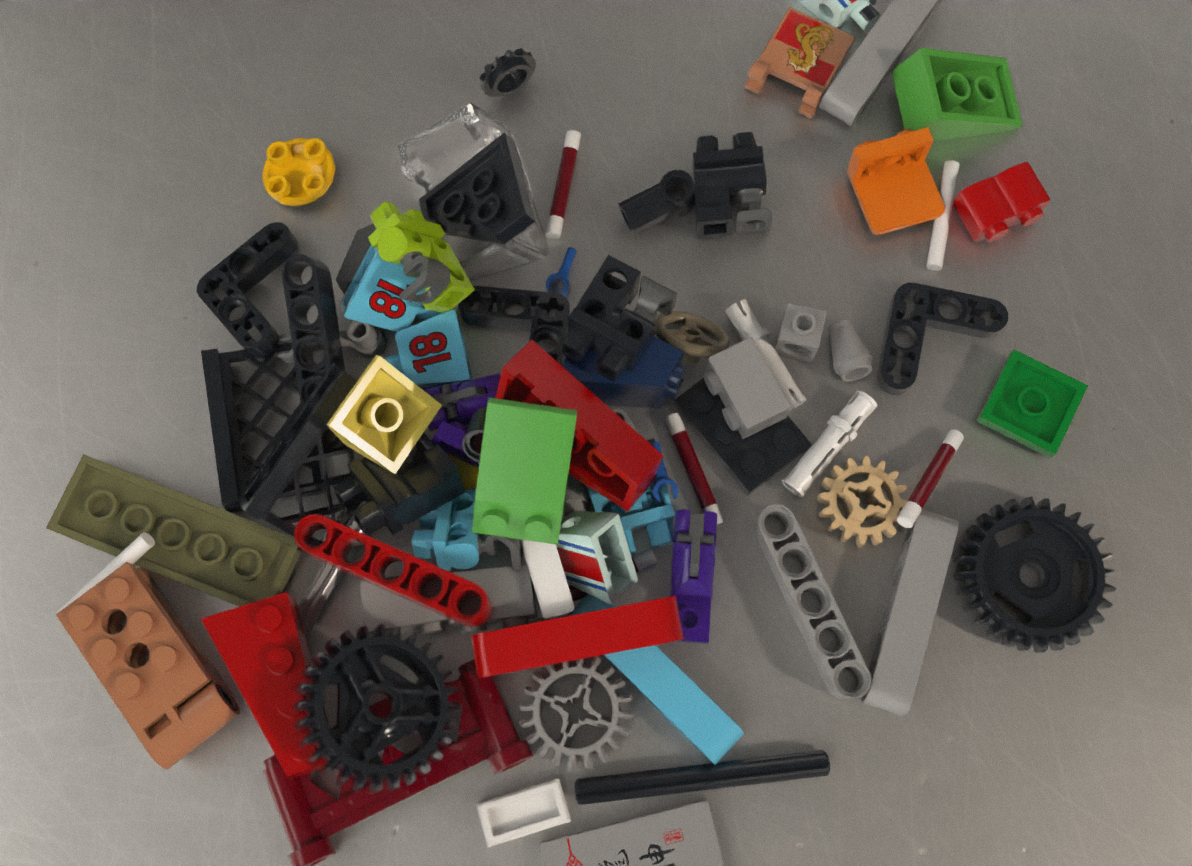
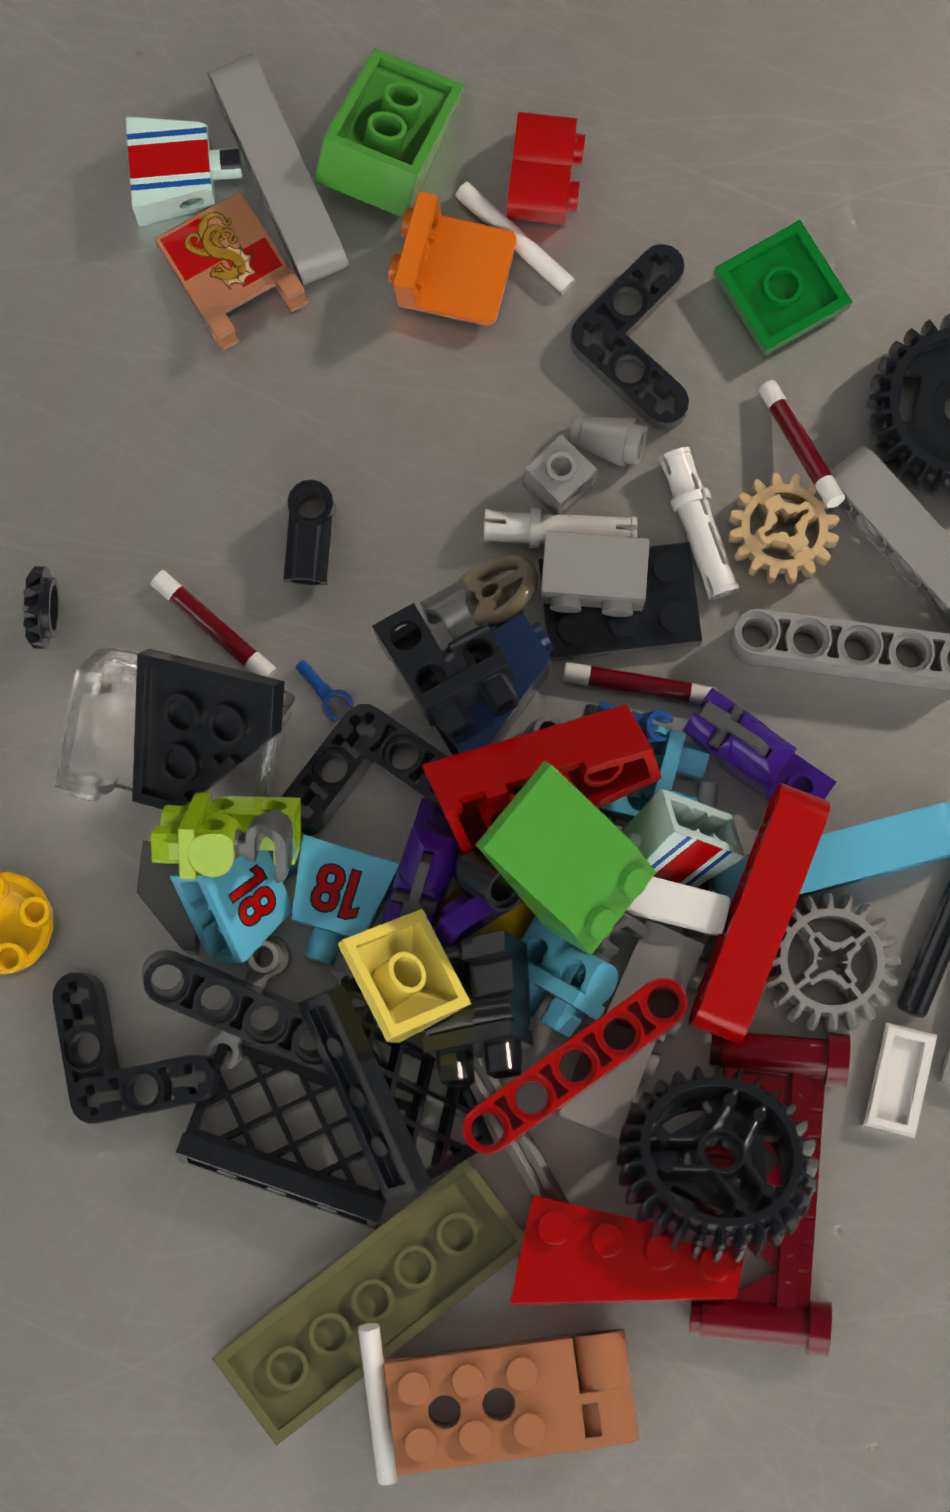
camera: 65 degrees left, 5 degrees up
(728, 173) = (324, 440): black hips -> none

